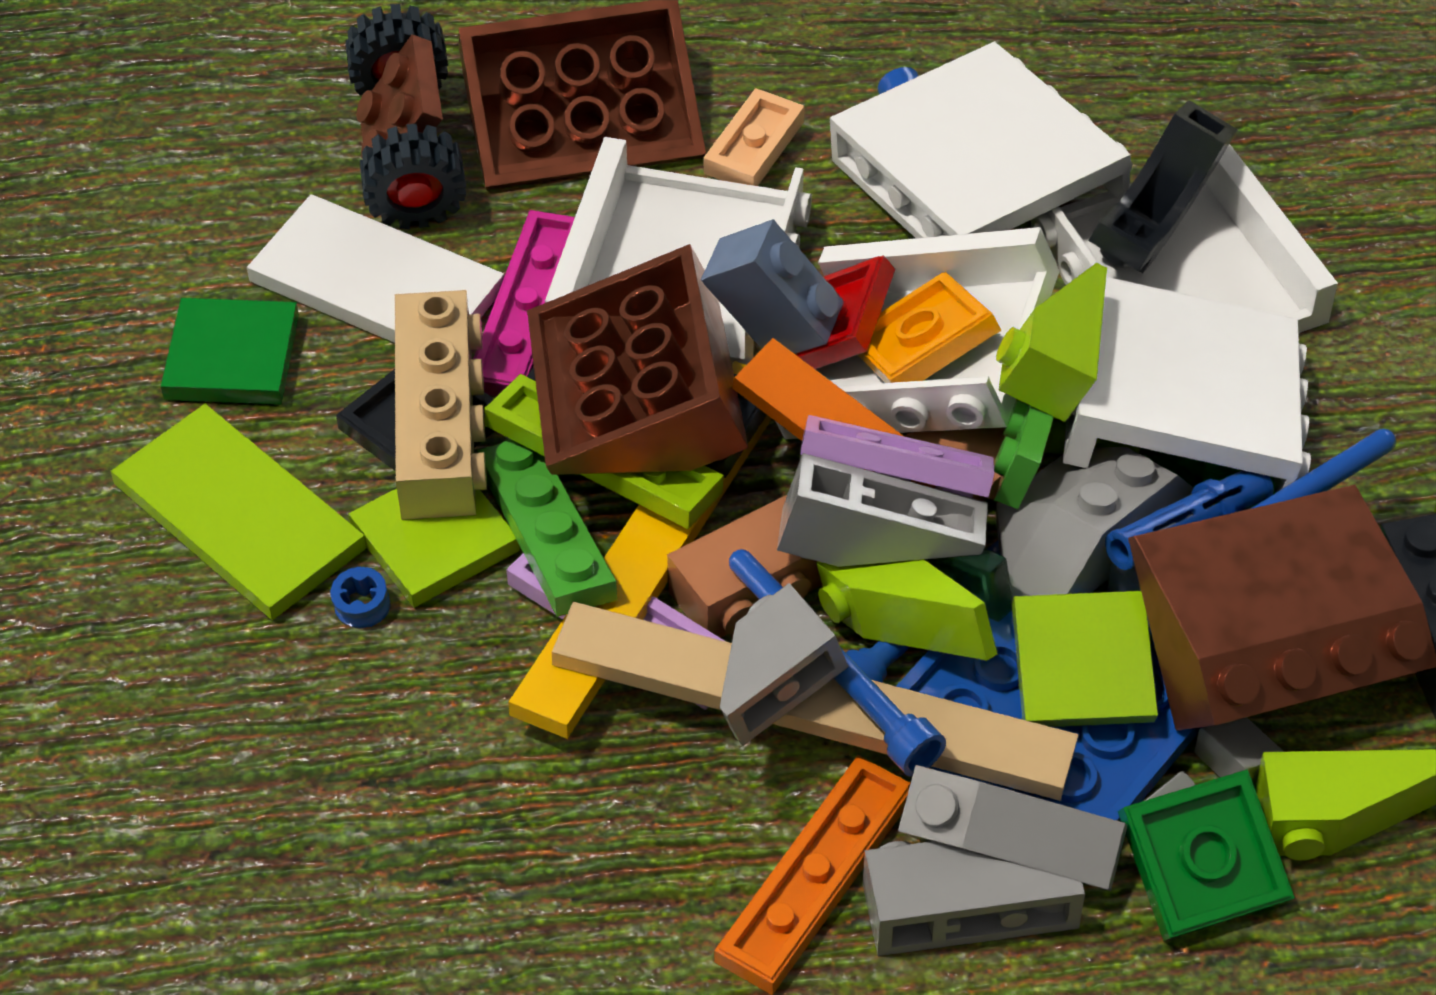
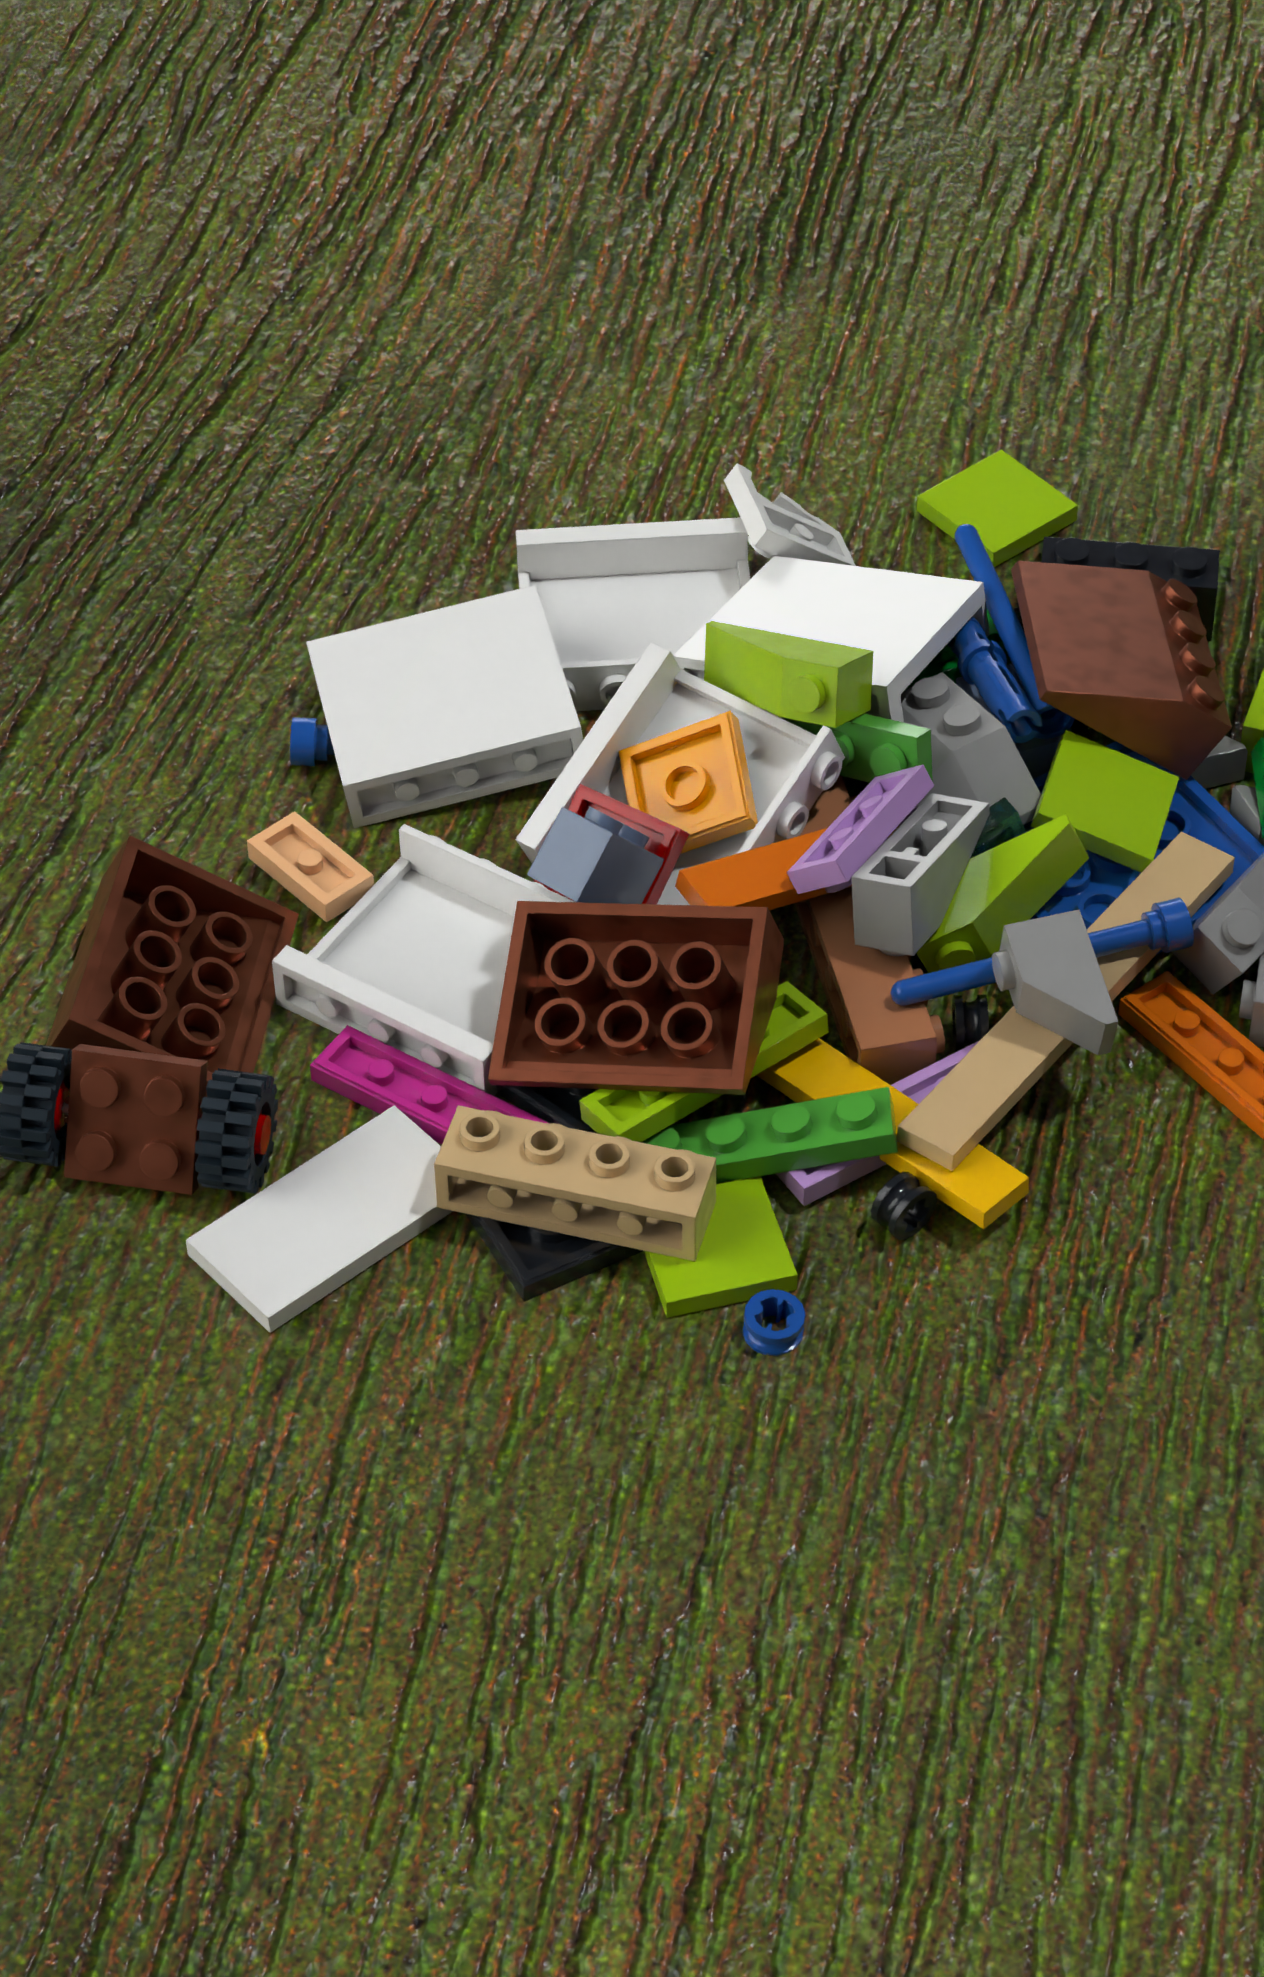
camera: 70 degrees left, 5 degrees down
(230, 351) = (376, 1363): green tile -> none
(239, 511) = (608, 1401): lime tile -> none
(515, 647) = (904, 1205): none -> black bush
(1164, 188) = (583, 612): black arch -> none
(1348, 323) = (783, 525): none -> white wing

